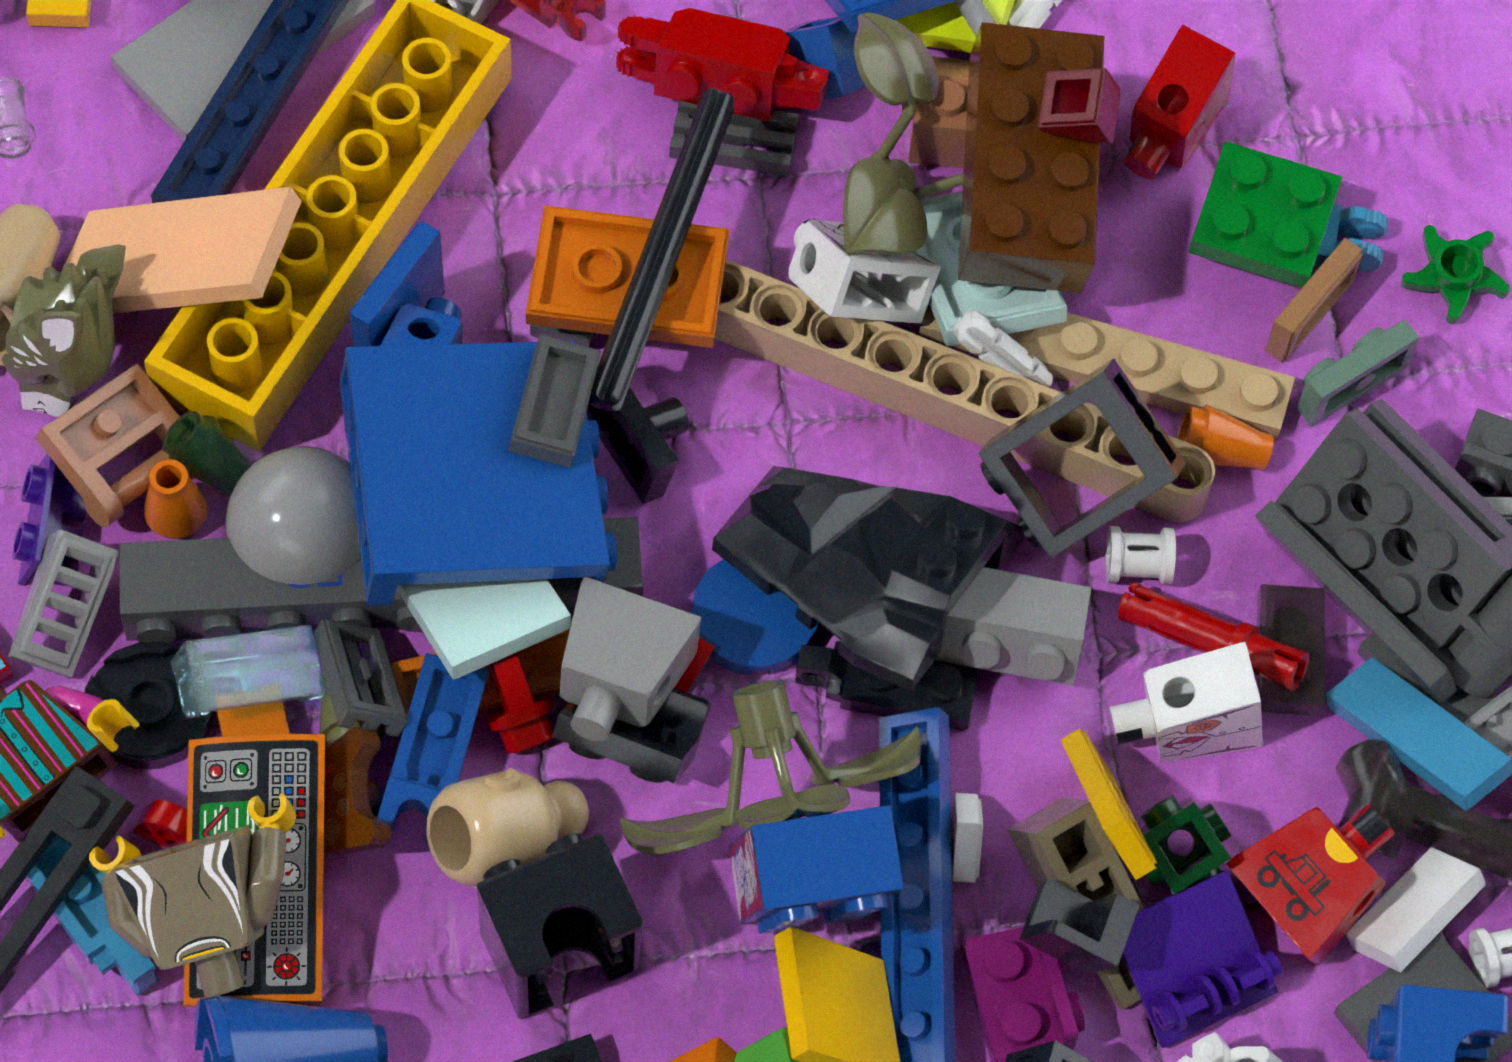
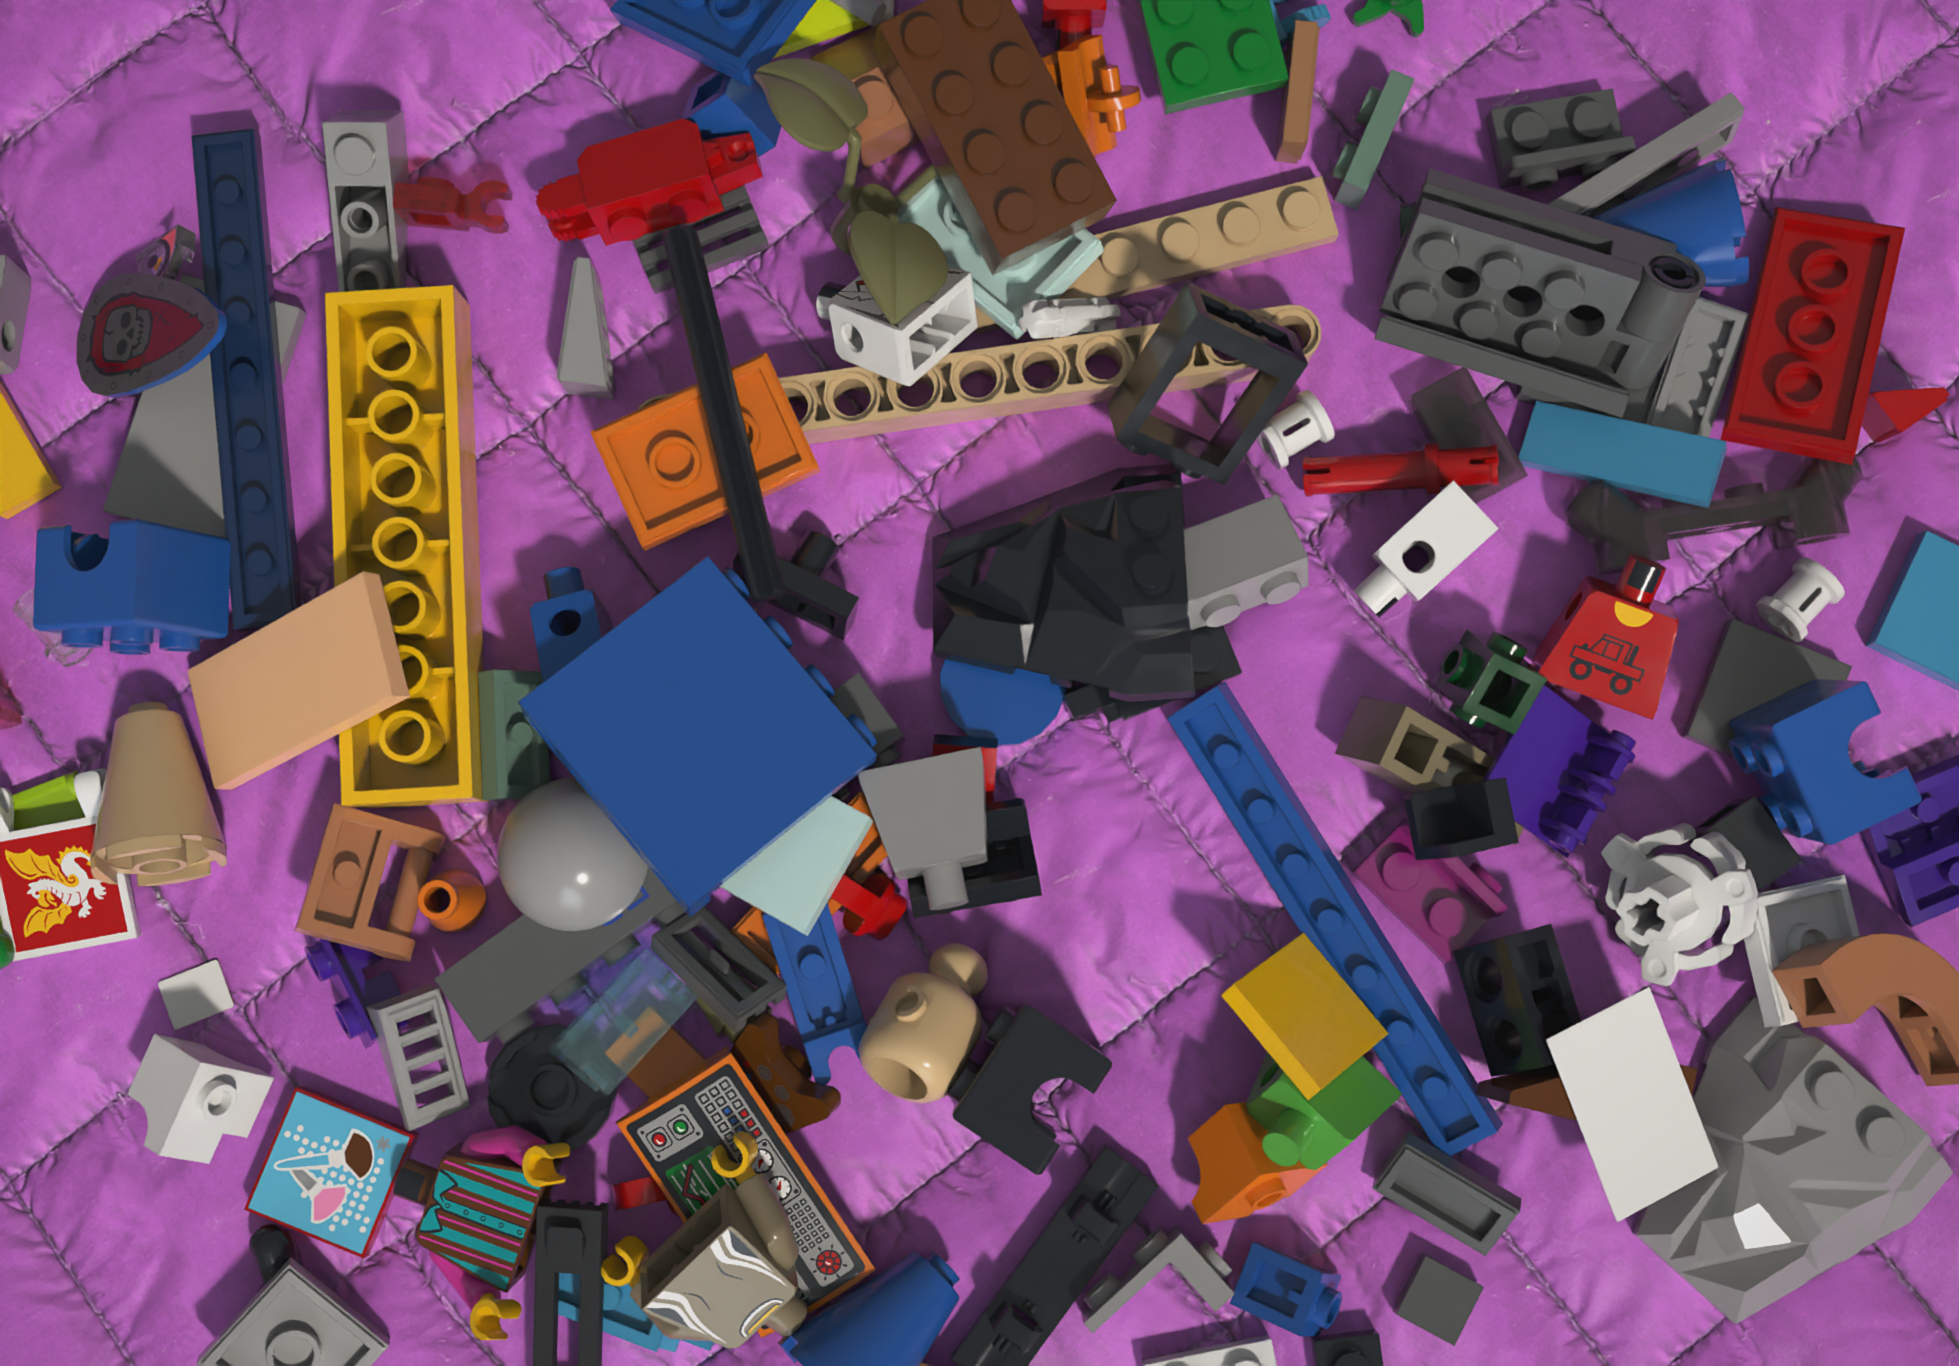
camera: 25 degrees left, 20 degrees up
(64, 330) = (250, 816): olive piece -> none
(98, 116) = (132, 588): none -> blue piece
(205, 451) = (449, 843): clear green cone -> none
(312, 407) = (511, 750): none -> sand green plate
(408, 277) = (518, 585): blue tile -> none
(554, 401) = (731, 631): dark grey tile -> none
(585, 153) = (585, 347): none -> light grey slope
(767, 729) = (1107, 824): olive plant -> none
(816, 865) = (1229, 927): blue brick -> none
(966, 837) = (1302, 775): white tile -> none
(1080, 105) = (1018, 57): dark red slope -> none
(1109, 803) = (1419, 694): yellow tile -> none
(1130, 198) = (1092, 91): none -> orange hips
(1226, 438) = (1296, 275): orange cone -> none
(1416, 909) = (1707, 603): white tile -> none

